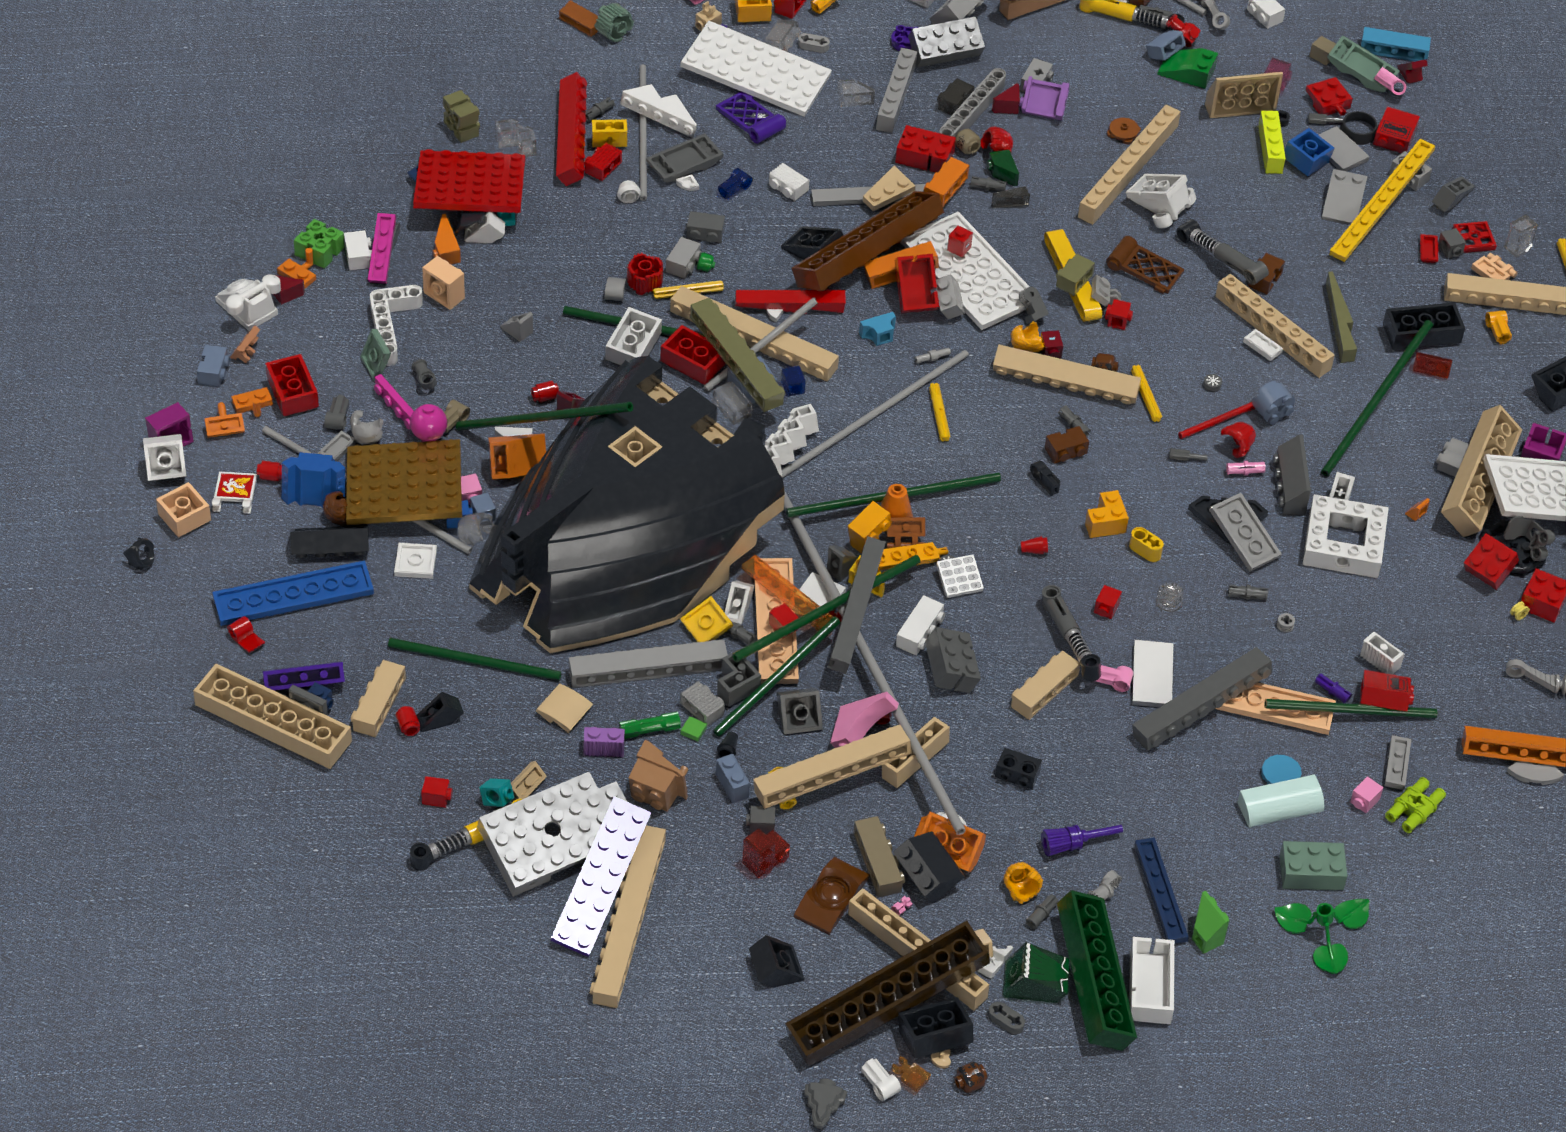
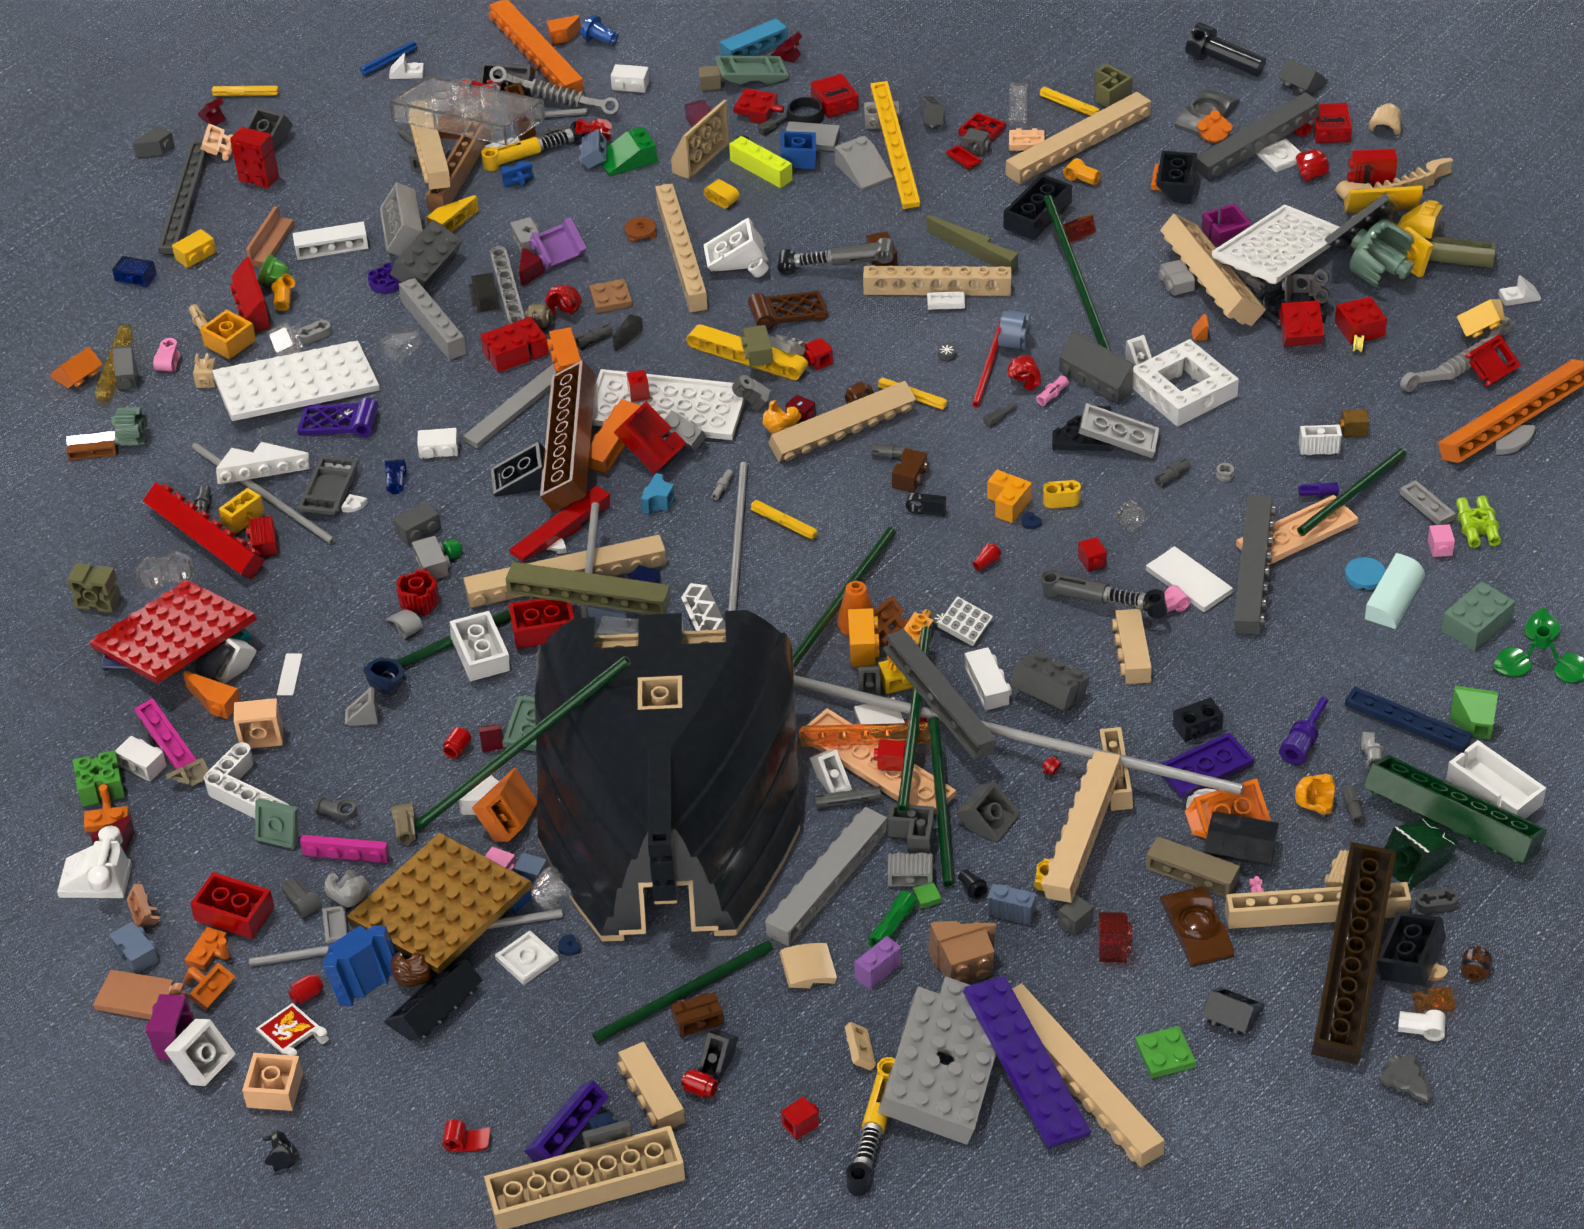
camera: 40 degrees left, 5 degrees down
(183, 389) = (133, 993): none -> nougat tile
(293, 592) = (459, 1070): blue plate -> none
(371, 282) = (190, 774): none -> dark tan slope
(428, 422) = (402, 837): dark pink brick -> none
(448, 574) = (568, 945): none -> dark blue piece
(461, 679) = (697, 1014): none -> reddish brown brick
(496, 792) = (856, 1080): teal brick -> none
(510, 267) = (289, 674): none -> white sticker
(554, 311) = (384, 675): none -> dark blue helmet
(628, 192) = (316, 543): white cone -> none
(700, 288) = (458, 587): yellow axle -> none
(701, 950) = (1165, 1052): none -> bright green plate
(706, 621) = (829, 807): yellow tile -> none
(859, 716) = (1044, 778): bright pink arch -> none
(888, 189) = (525, 391): tan wing -> none
(984, 801) = (1215, 759): none -> dark purple plate
(1003, 167) = (590, 314): dark green slope -> none
(1007, 24) = (455, 213): none -> yellow slope
(1038, 164) = (610, 296): none -> medium nougat plate
(1090, 25) = (516, 174): none -> blue hips
(1103, 546) = (1030, 521): none -> dark blue piece
(1213, 145) = (721, 193): none -> yellow beam
(1386, 690) = (1358, 460): red brick -> none
(1388, 80) = (787, 65): bright pink piece -> none
(1429, 663) = (1354, 423): none -> pearl gold brick

